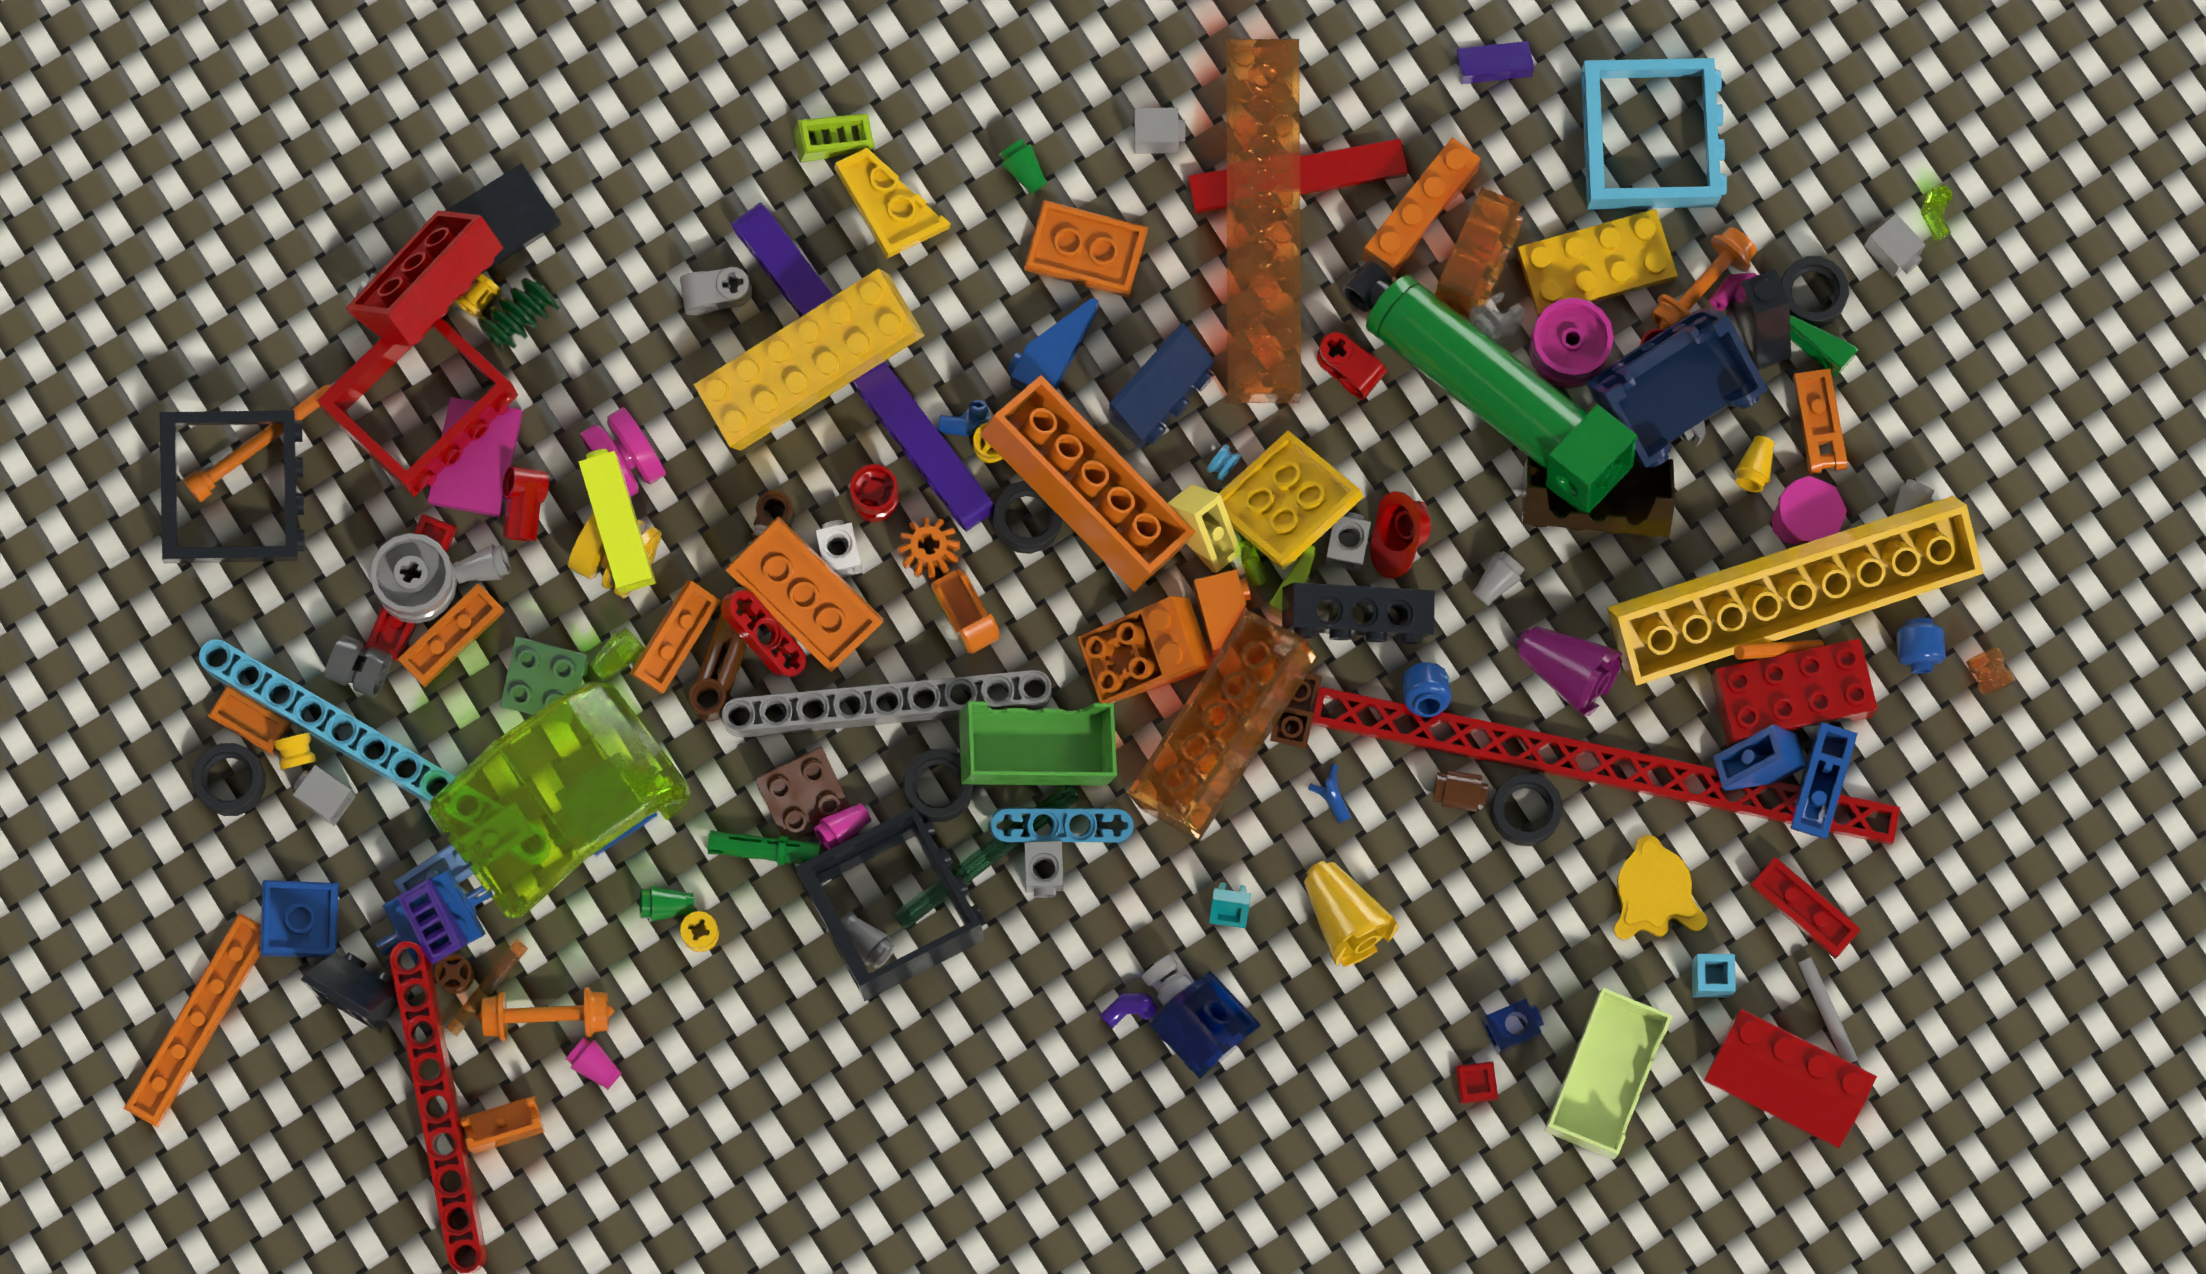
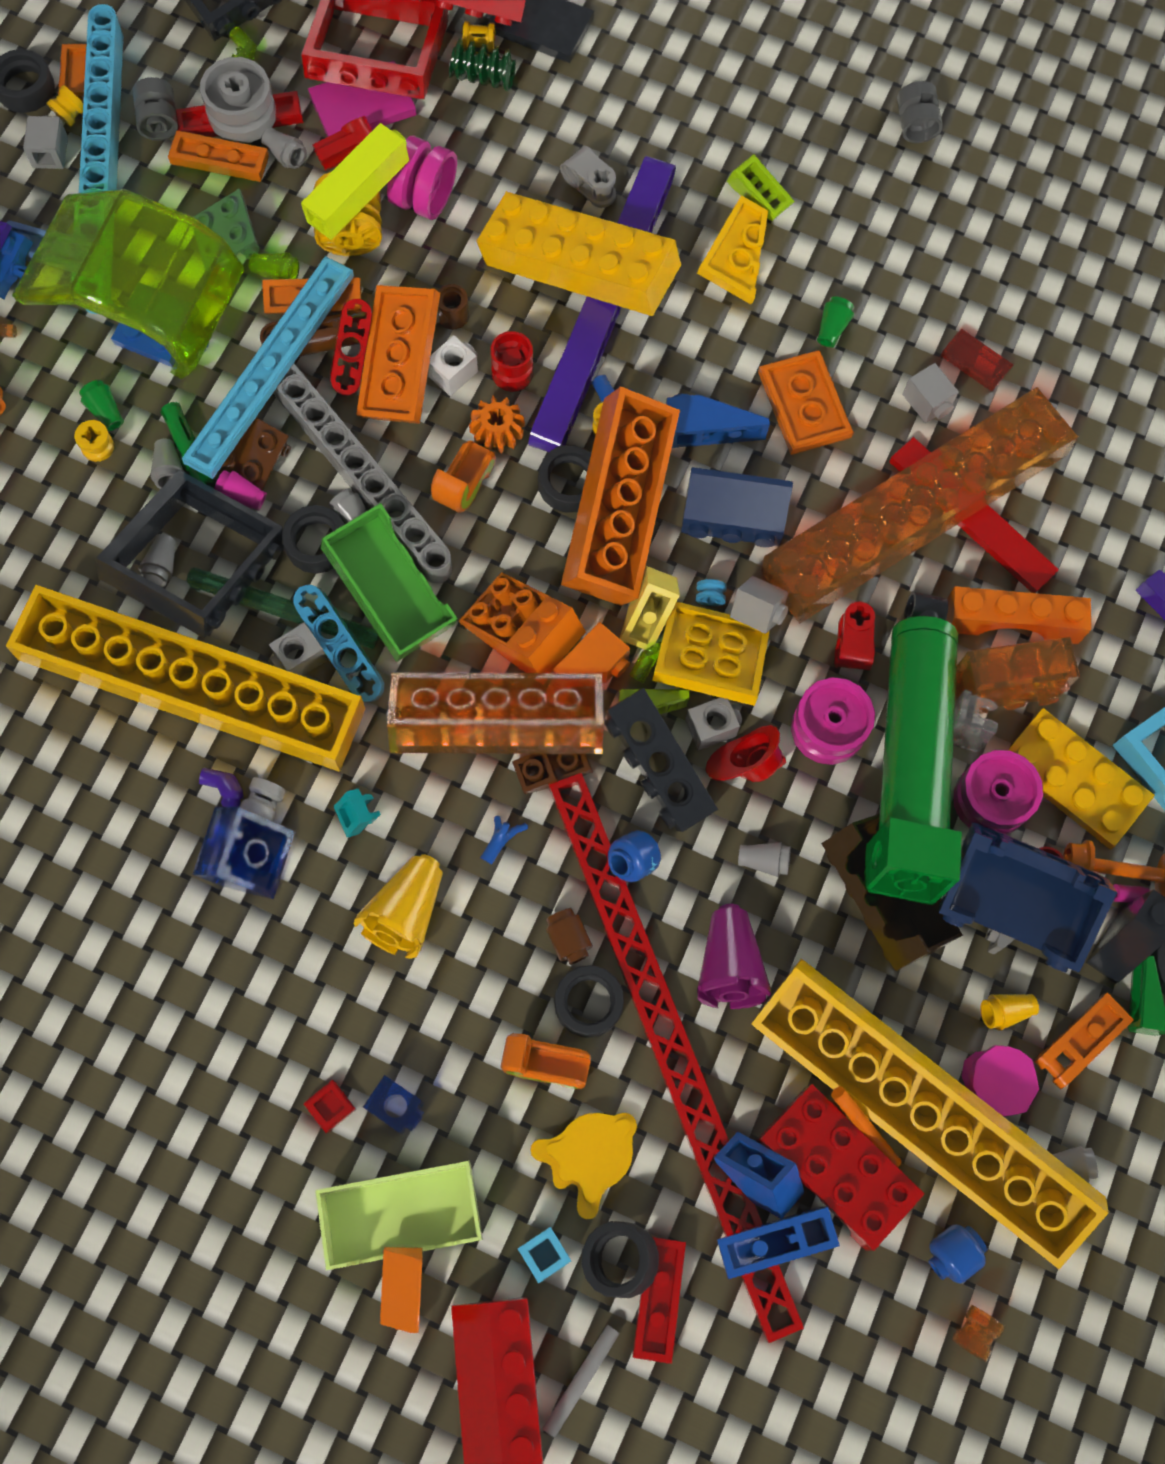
camera: 55 degrees right, 5 degrees down
(335, 534) = (246, 46): none -> clear neon green arm
(740, 720) = (268, 368): none -> medium azure tile
(769, 878) = (164, 462): none -> light grey cone
(932, 735) = (347, 505): none -> light grey cone
(1009, 978) = (187, 677): none -> yellow brick
(1147, 62) = (977, 360): none -> clear red tile
(1267, 427) = (759, 605): none -> light grey brick
(1416, 417) = (845, 706): none -> dark pink wheel
(1557, 876) = (545, 1061): none -> orange animal
(1668, 1107) = (401, 1288): none -> orange slope
(1750, 945) = (592, 1259): none -> black tyre

